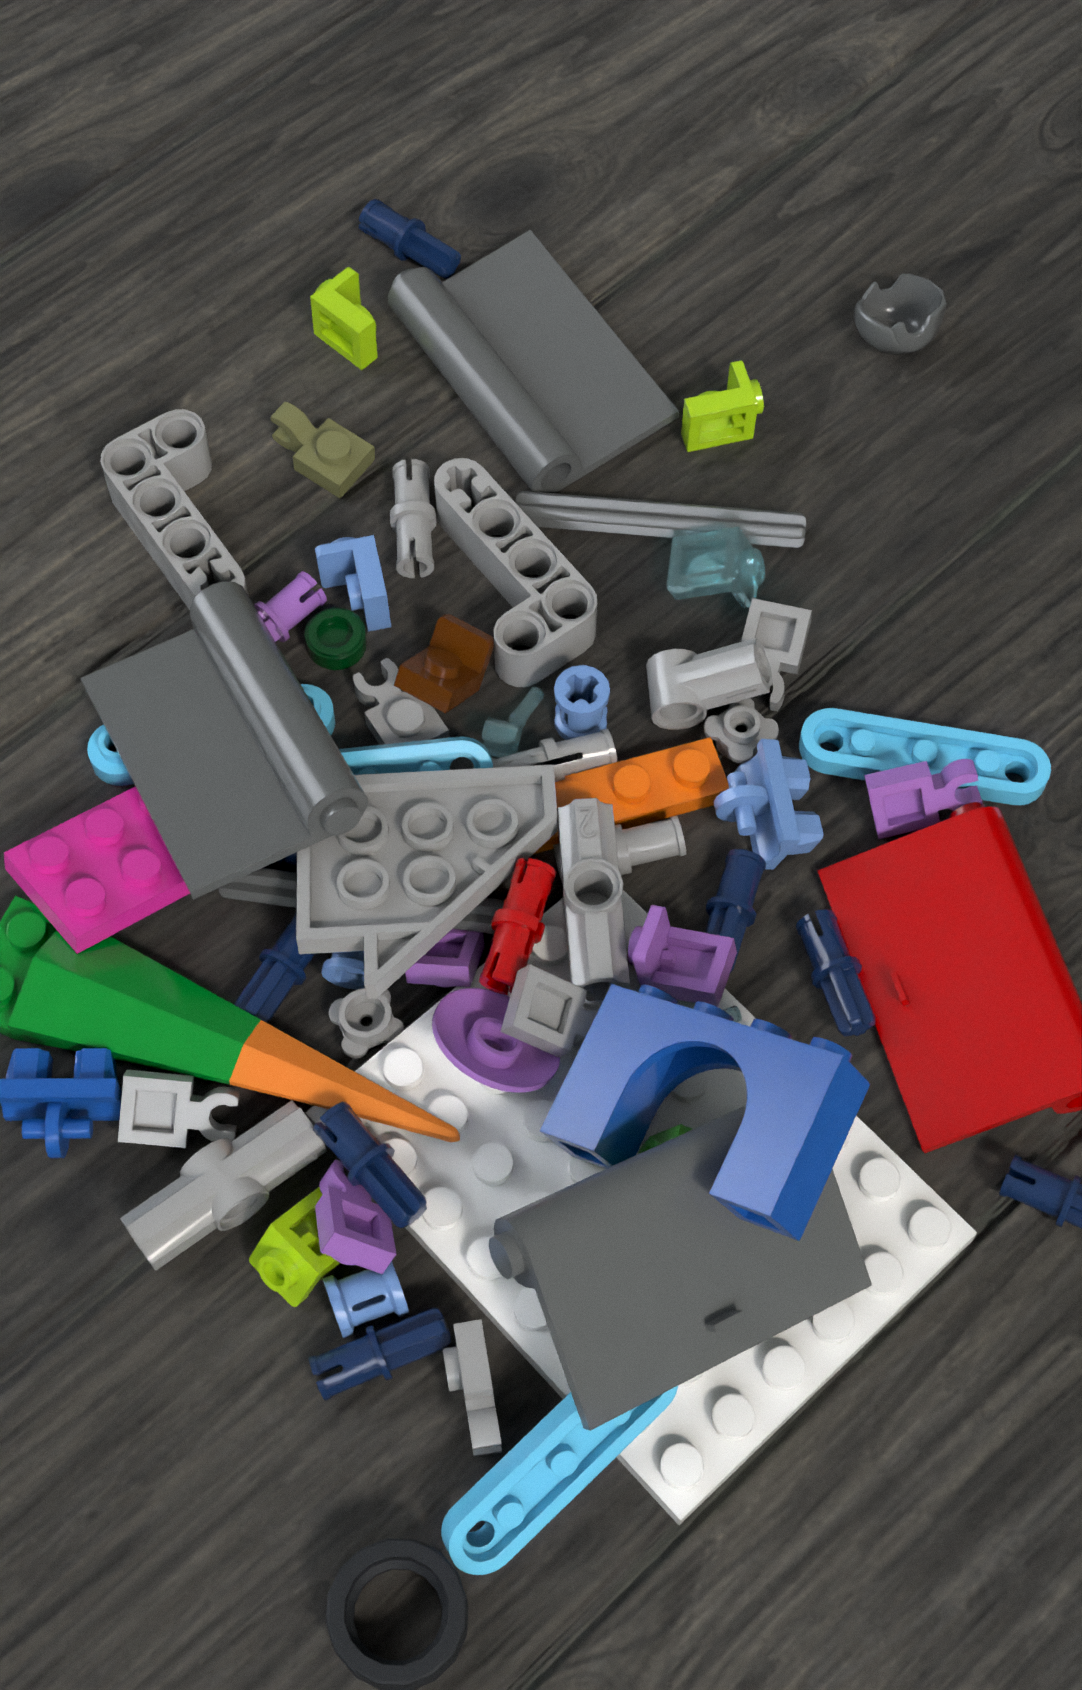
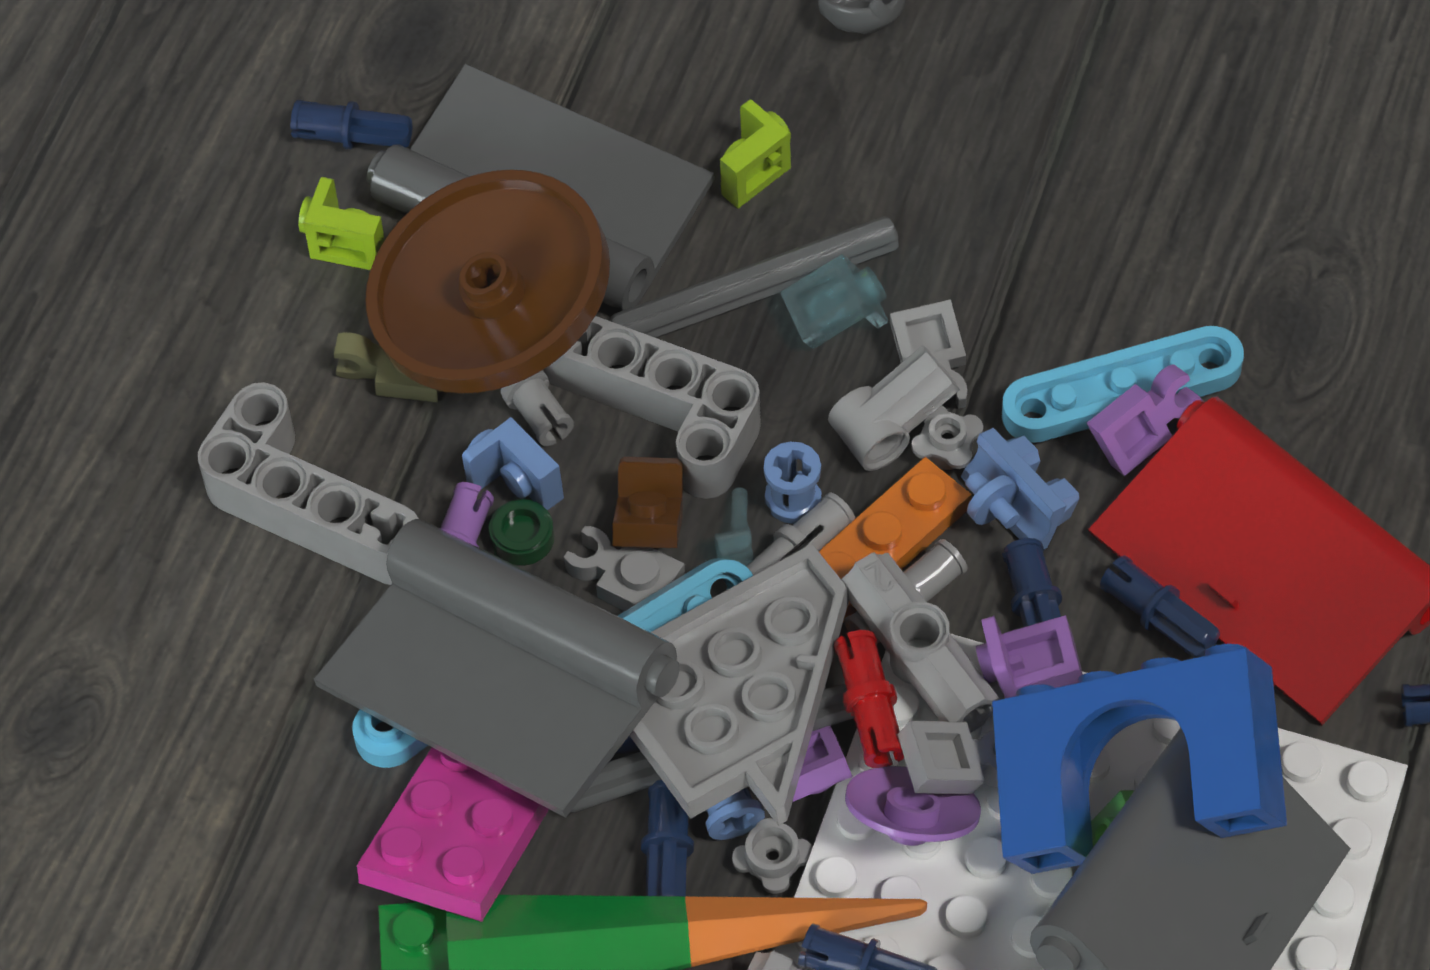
camera: 25 degrees left, 5 degrees down
(422, 412) = (488, 281): none -> reddish brown dish

